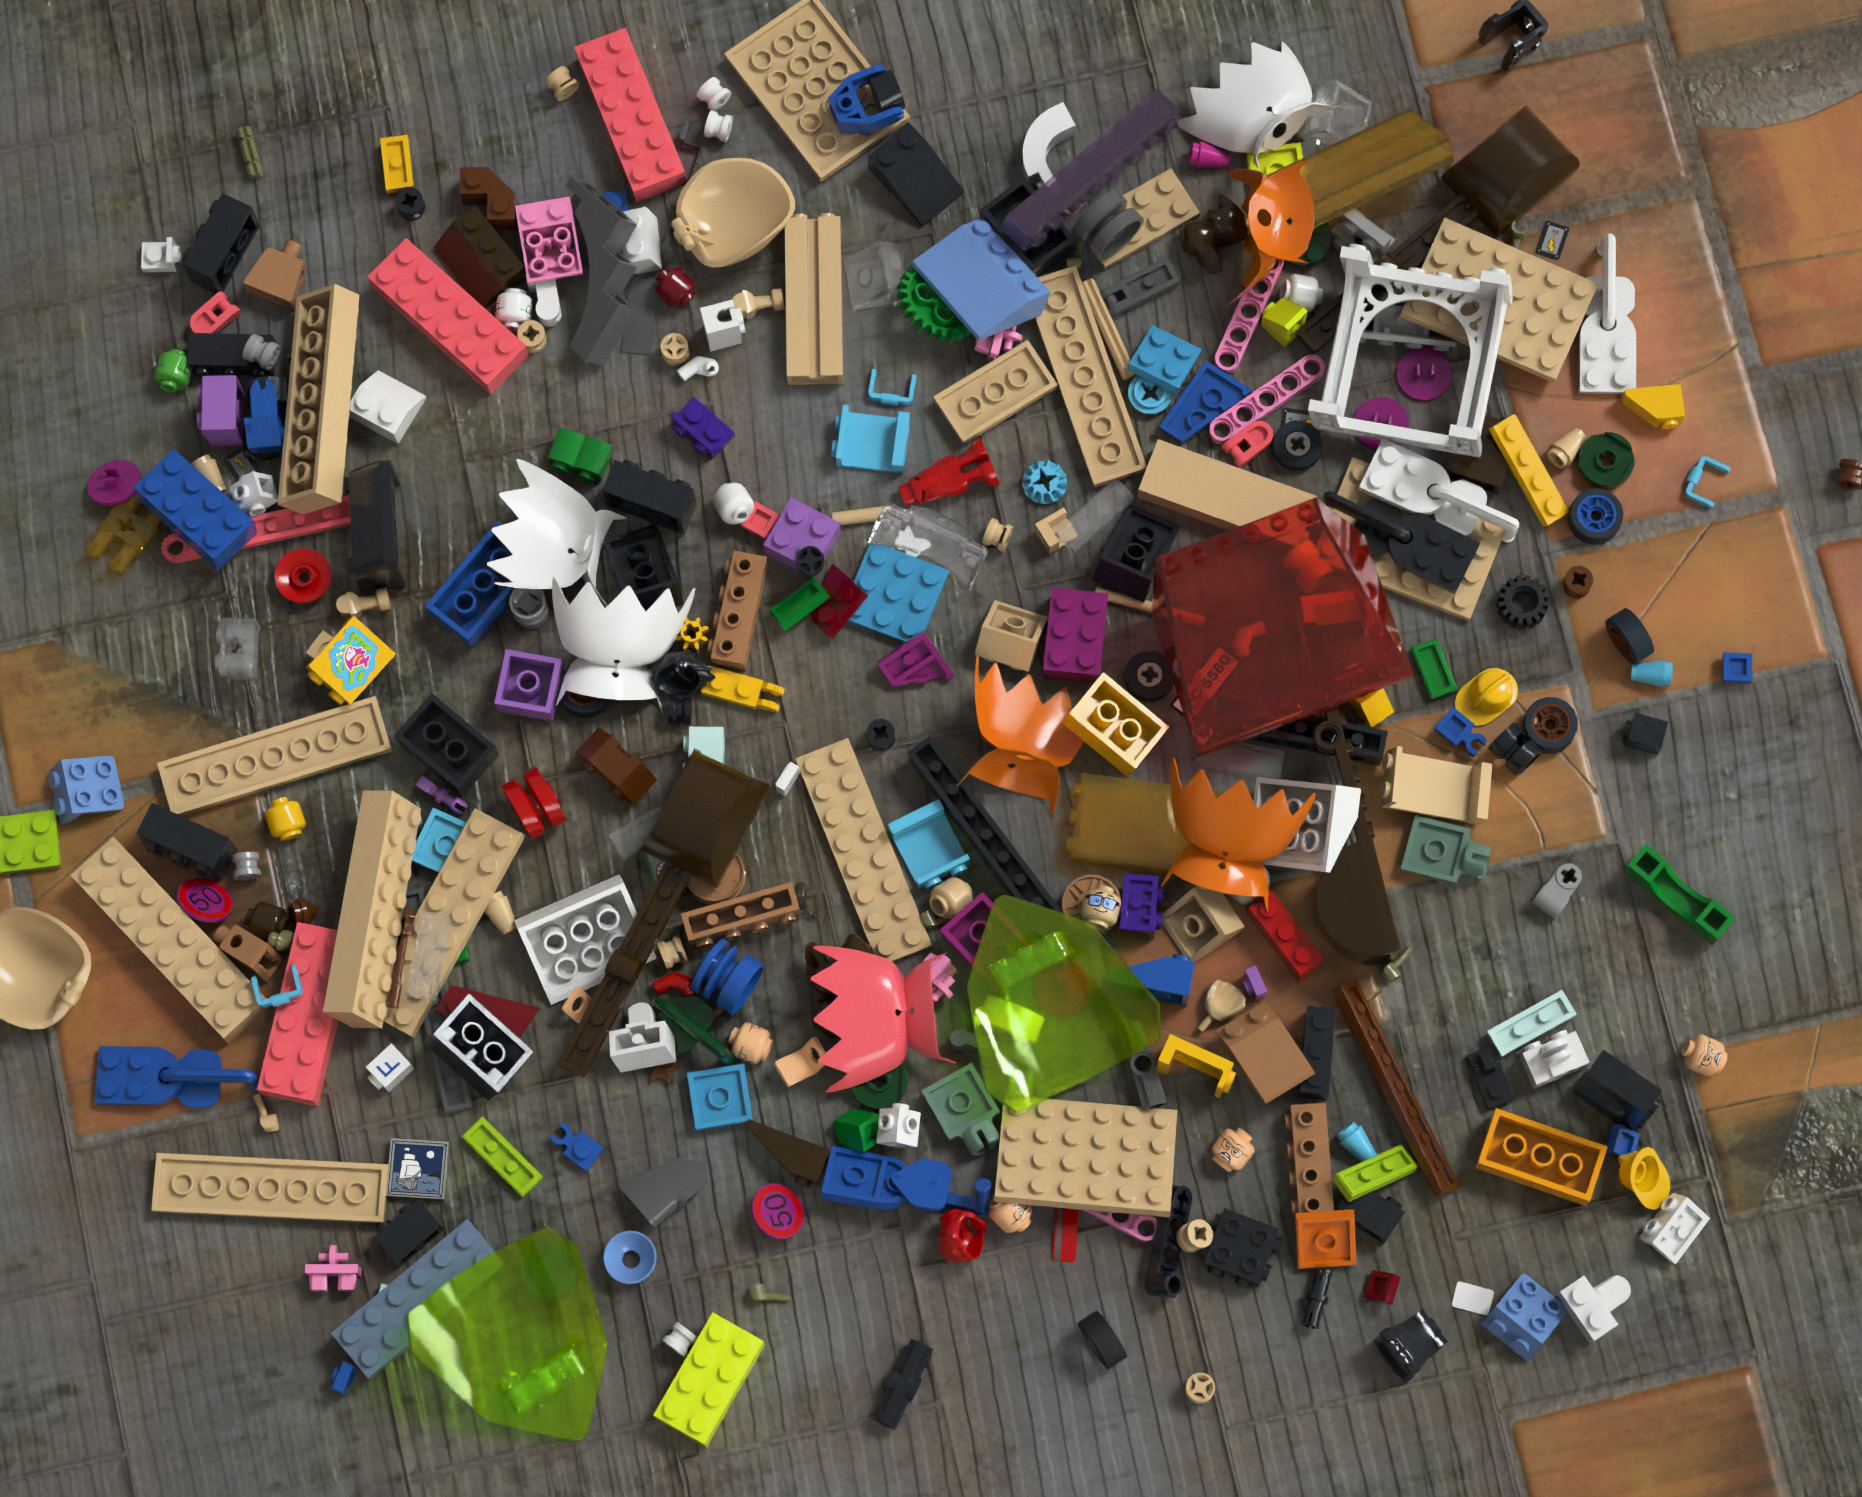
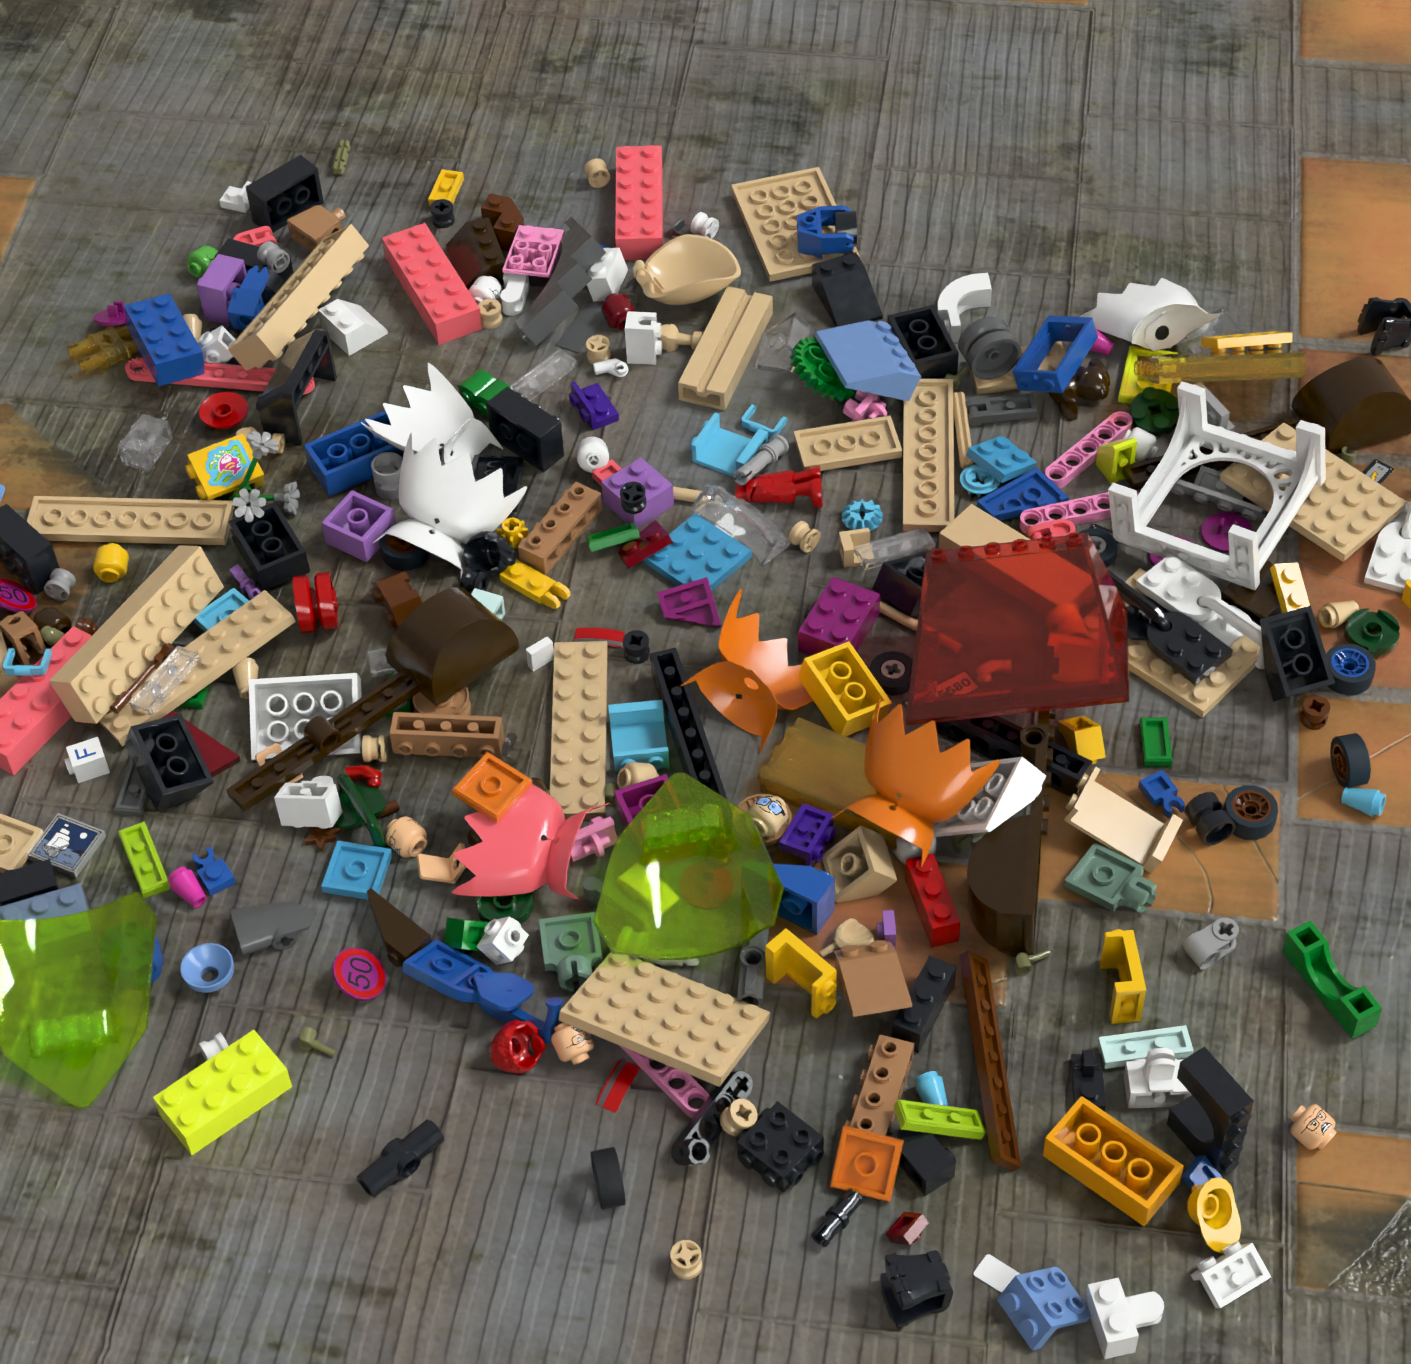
camera: 20 degrees right, 25 degrees down
(383, 684) = (250, 500): none -> light grey plant
(564, 1175) = (186, 885): none -> dark pink cone
(627, 404) = (544, 374): none -> clear tile
(713, 94) = (710, 205): white wheel -> none
(723, 974) = (410, 774): blue wheel -> none
(828, 979) = (492, 787): none -> orange tile
(834, 731) = (613, 637): none -> red sticker
(917, 441) = (766, 455): none -> light grey pin
(1011, 636) = (779, 608): tan slope -> none
(1091, 170) = (1017, 308): clear purple brick -> none
(1178, 164) = (1055, 328): none -> blue window
(1233, 1149) = (809, 1059): light nougat head -> none
(1268, 208) = (1138, 347): orange piece -> none
(1372, 111) = (1237, 342): none -> yellow plate
(1487, 696) = (1199, 774): yellow piece -> none
(1497, 957) = (1128, 996): none -> yellow panel
(1518, 618) = (1261, 701): black tyre -> none
(1545, 534) = (1294, 654): none -> black slope
(1645, 733) = (1340, 843): black brick -> none

